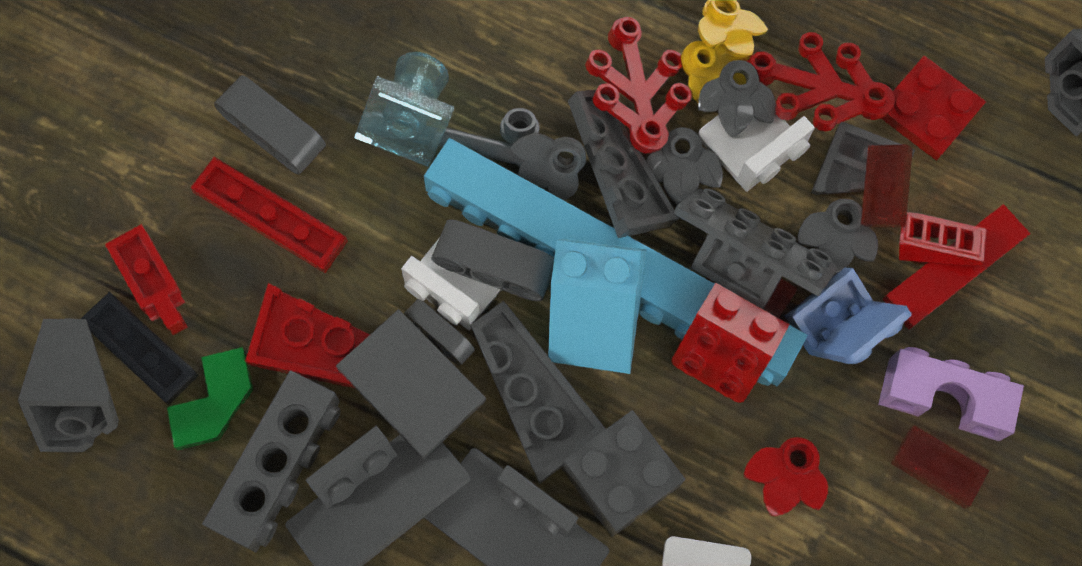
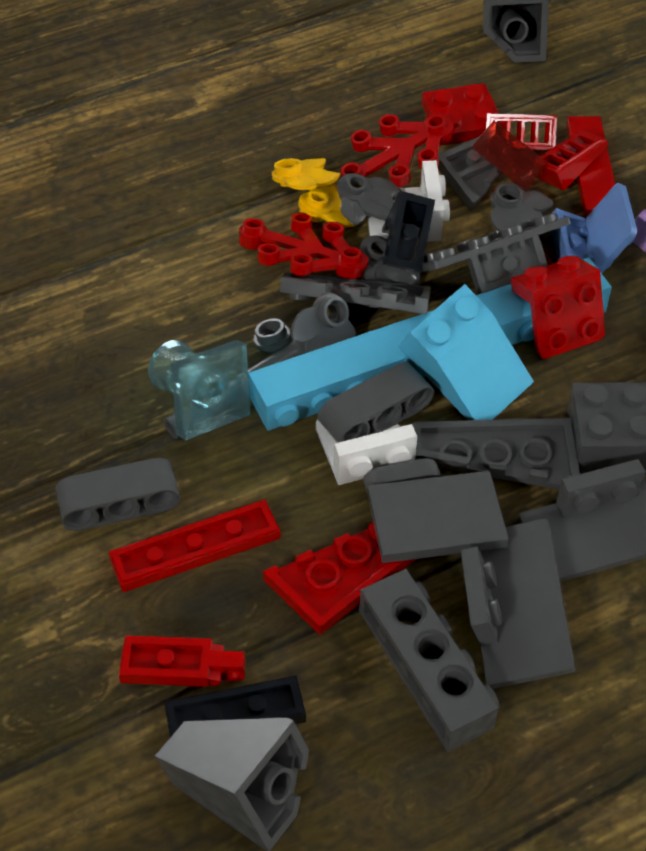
camera: 50 degrees left, 20 degrees down
(208, 418) = (345, 689): green tile -> none
(707, 160) = (408, 231): none -> black slope
(960, 176) = (550, 128): none -> slope

